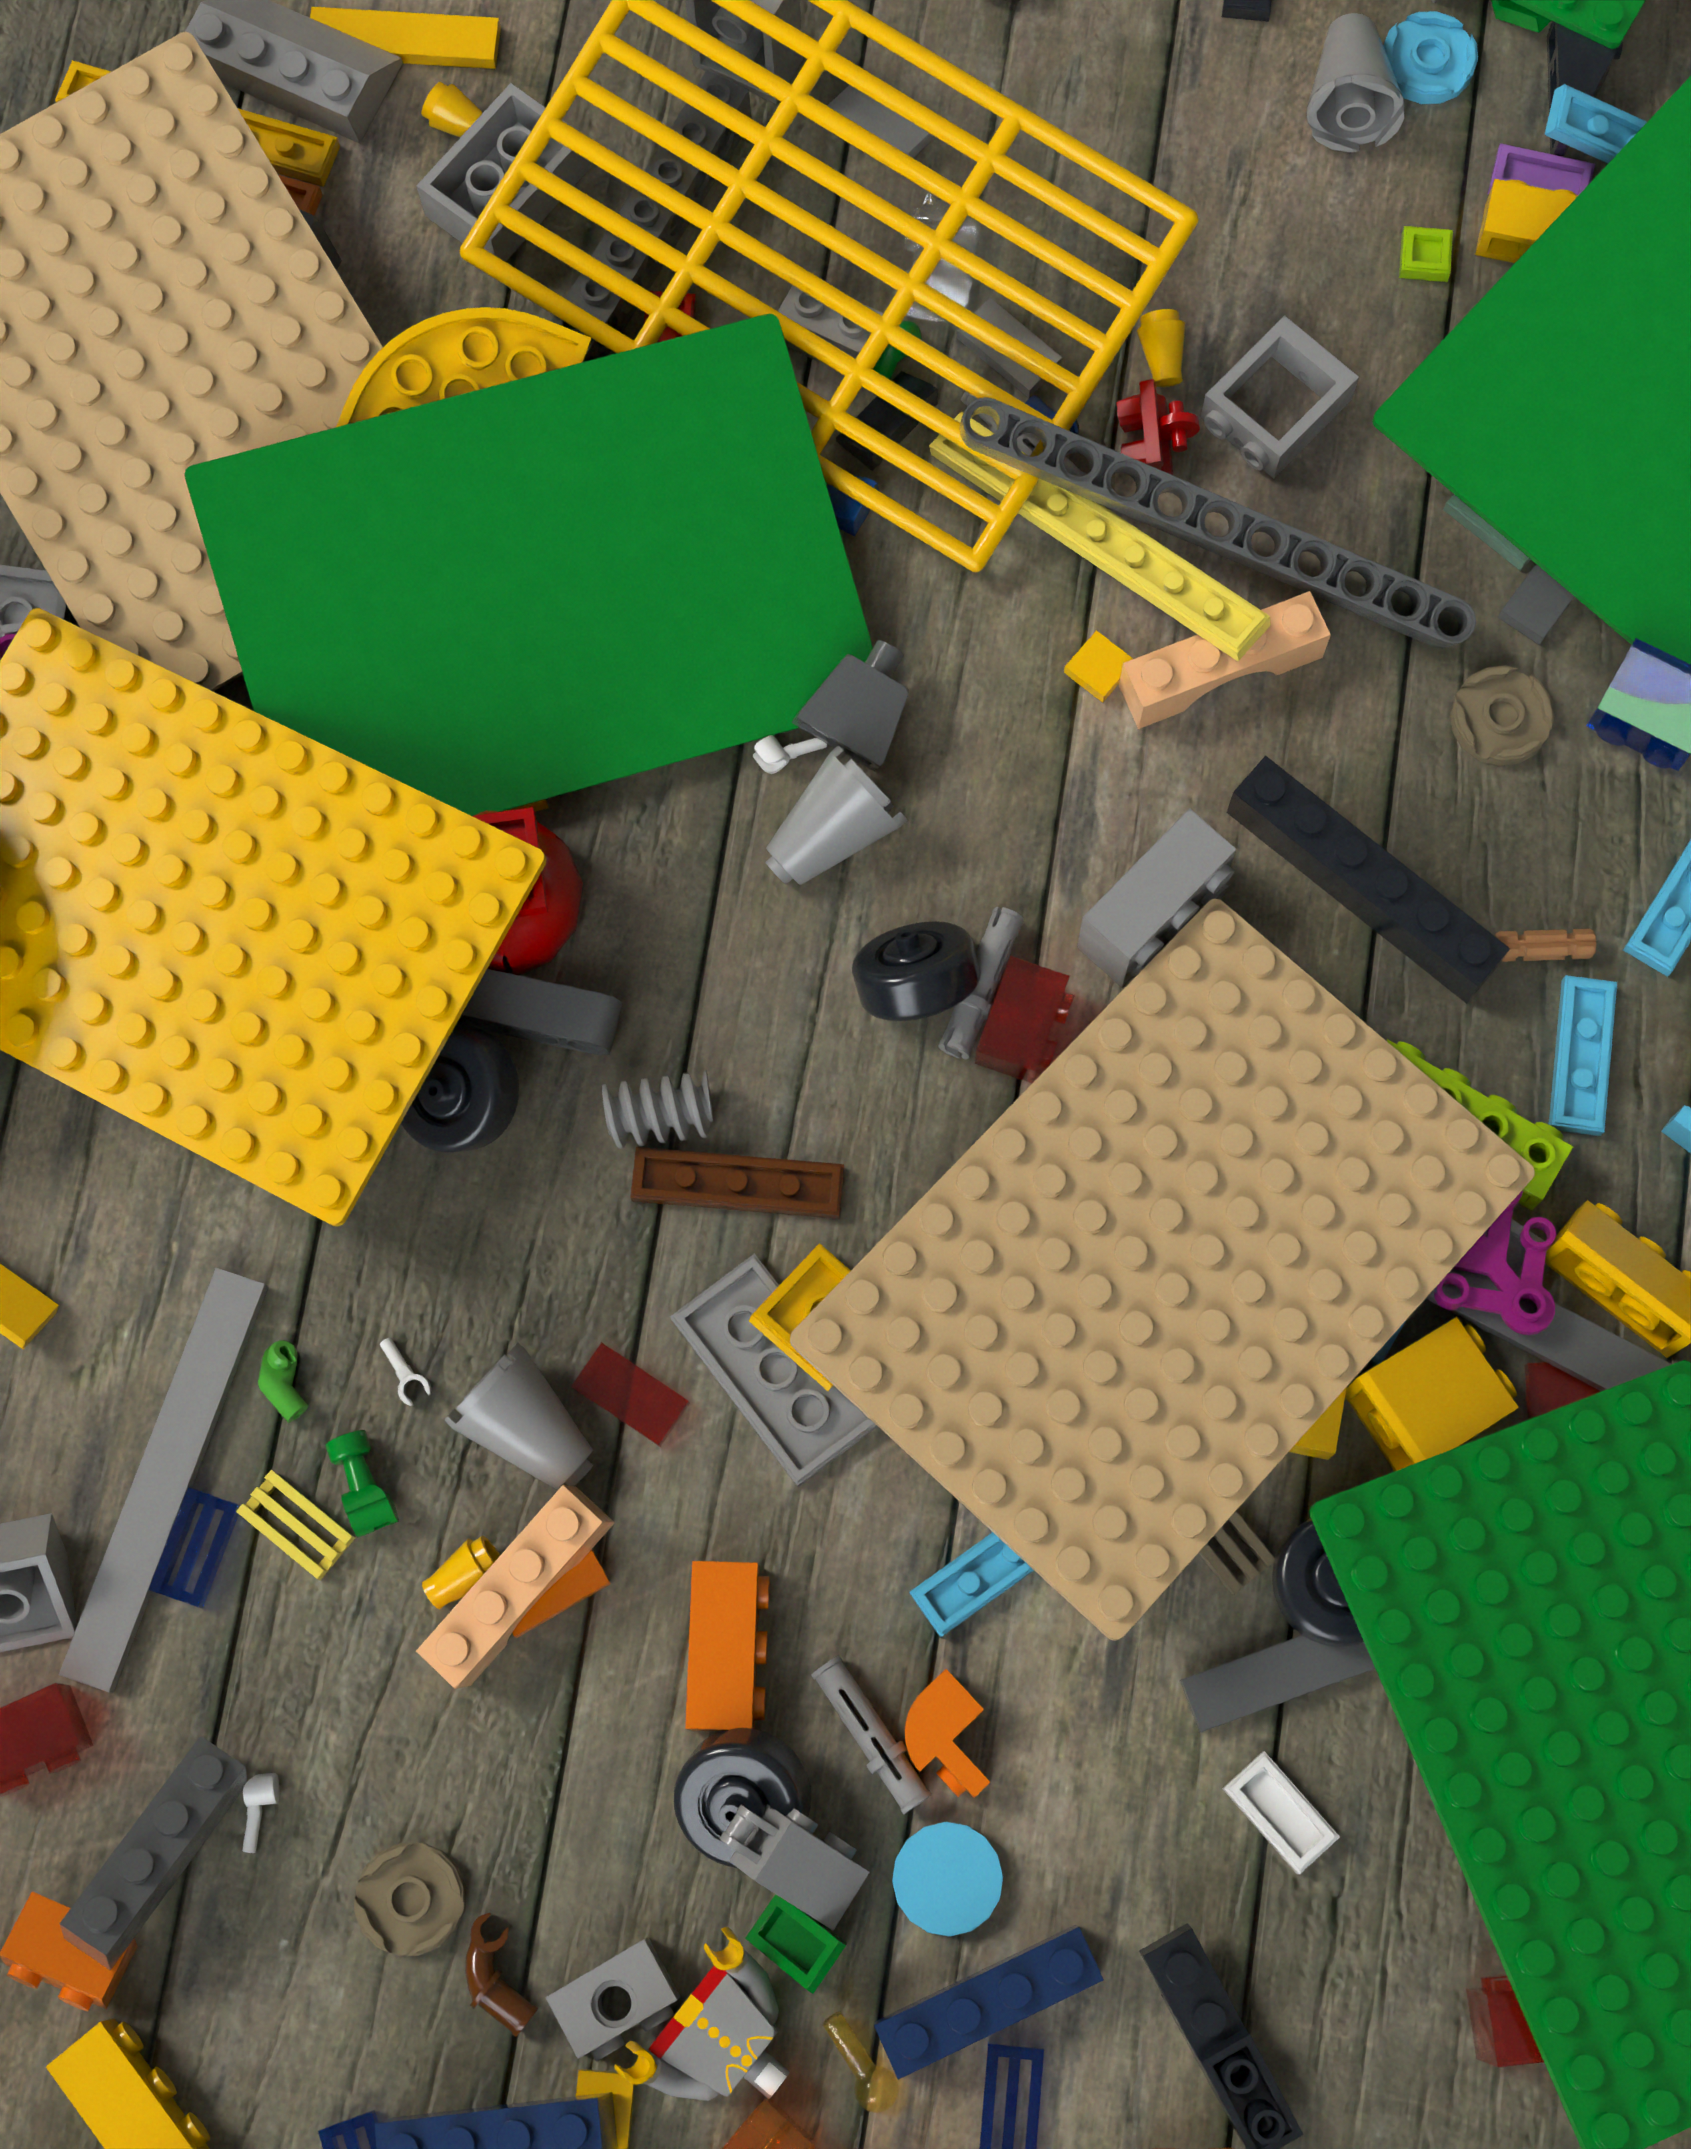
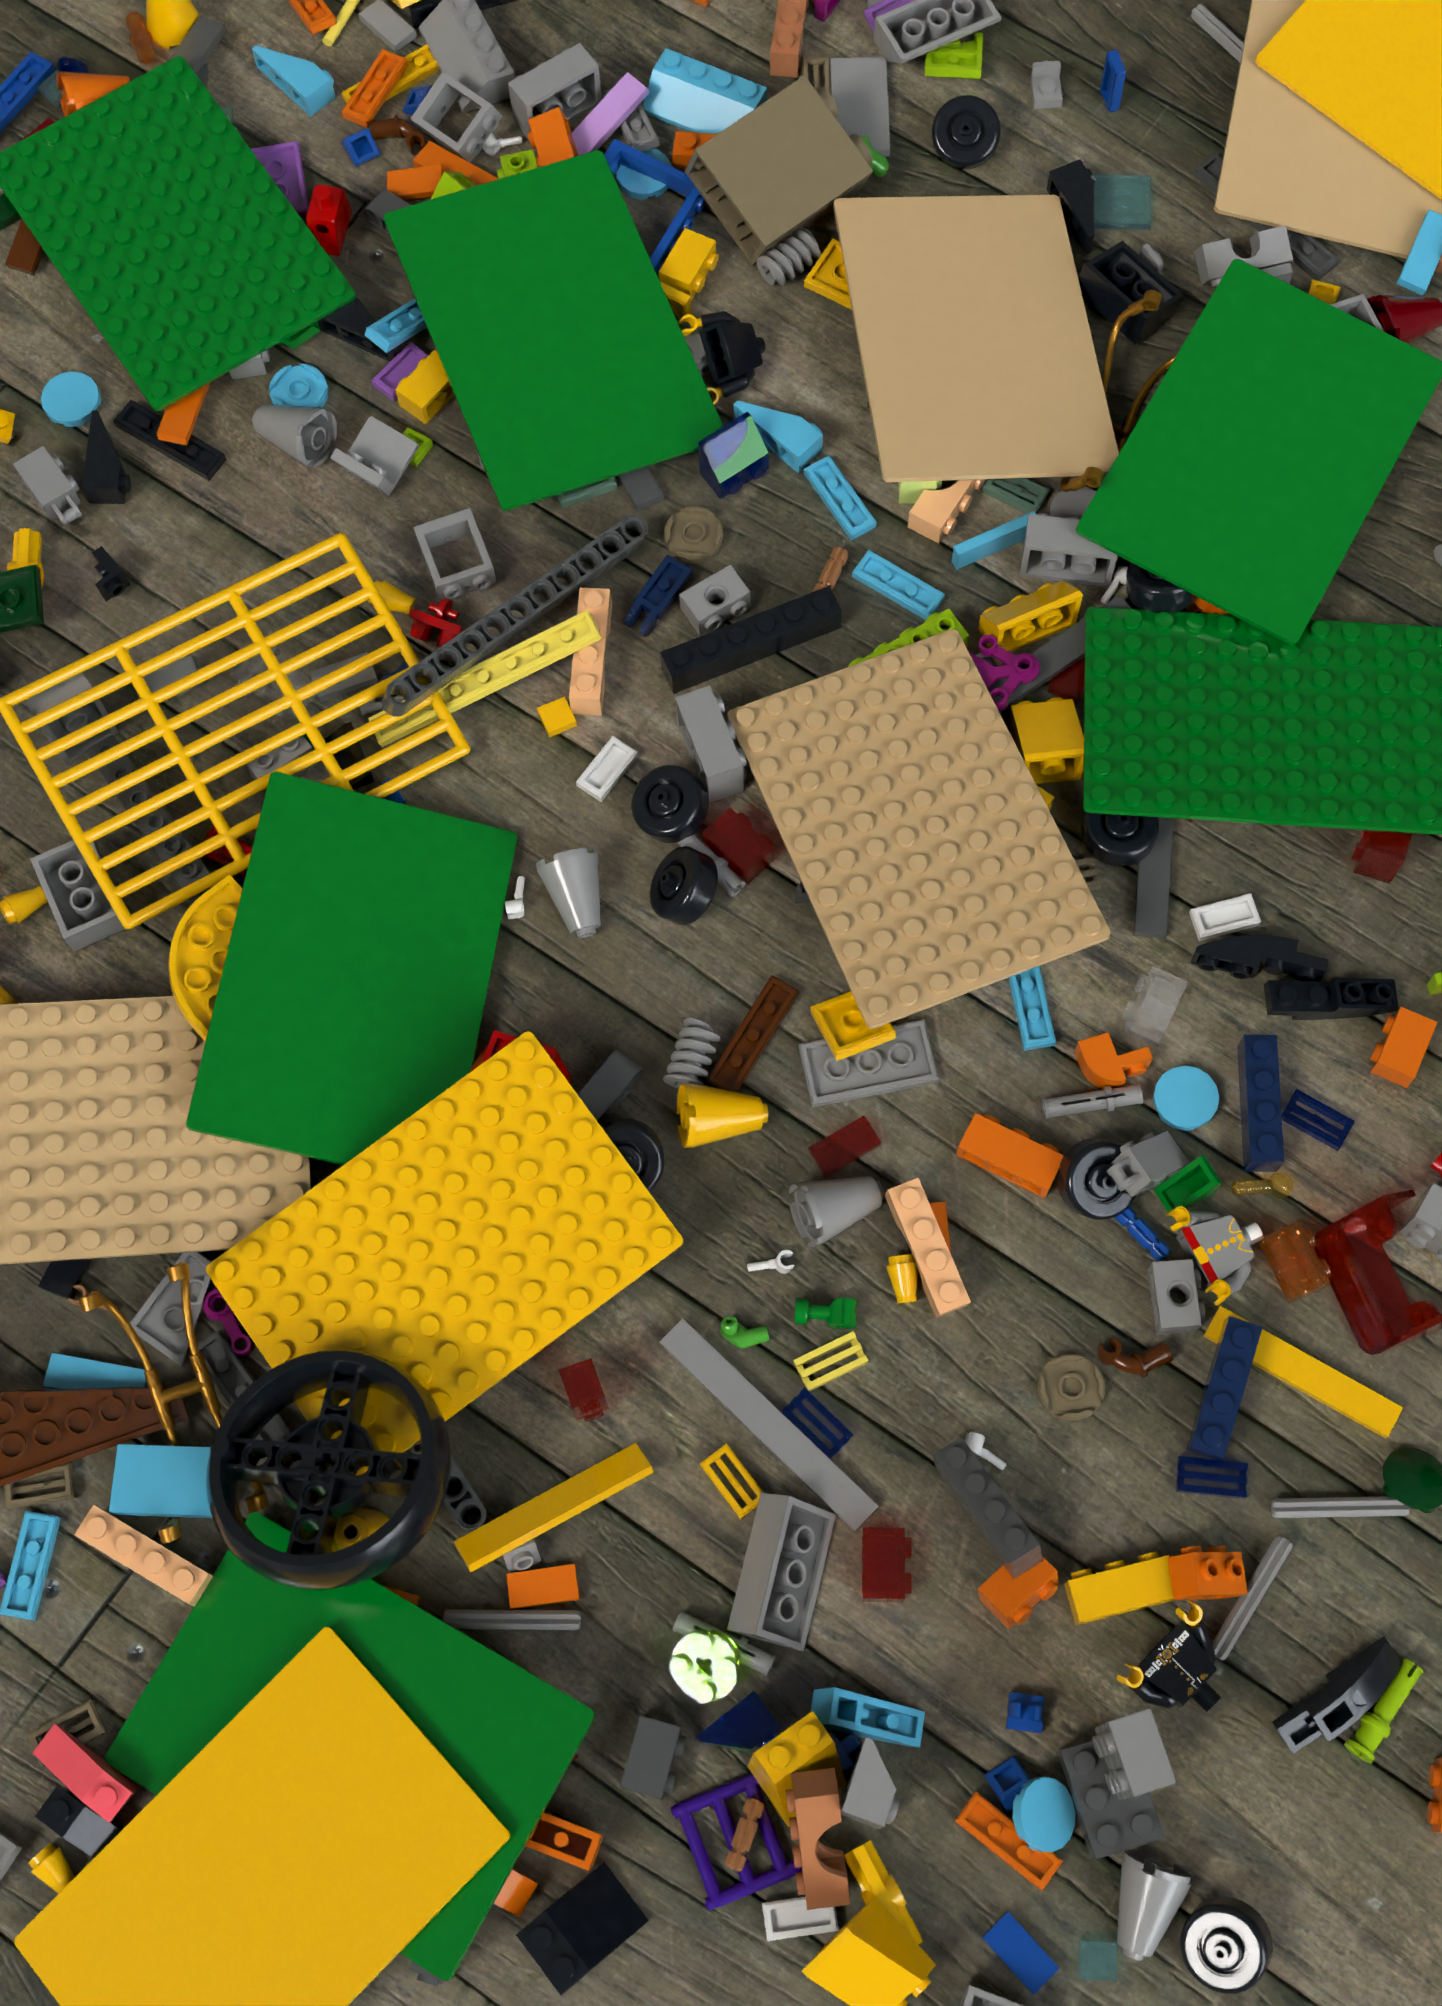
camera: 65 degrees left, 5 degrees down
(79, 1479) = (715, 1458): none -> yellow tile
(87, 1197) = (584, 1390): none -> clear red brick
(583, 1187) = (716, 1114): none -> yellow cone
(695, 1909) = (1144, 1234): none -> blue axle
(858, 706) = (515, 845): dark grey torso -> none
(1033, 888) = (670, 803): none -> black wheel
(1054, 776) = (607, 768): none -> white tile
(1071, 1763) = (1154, 1006): none -> clear brick
(1228, 1873) = (1248, 953): none -> black slope
(1373, 711) = (658, 593): none -> dark blue hinge
(1374, 211) = (377, 455): none -> light grey bracket
(1395, 771) = (721, 586): none -> light grey brick

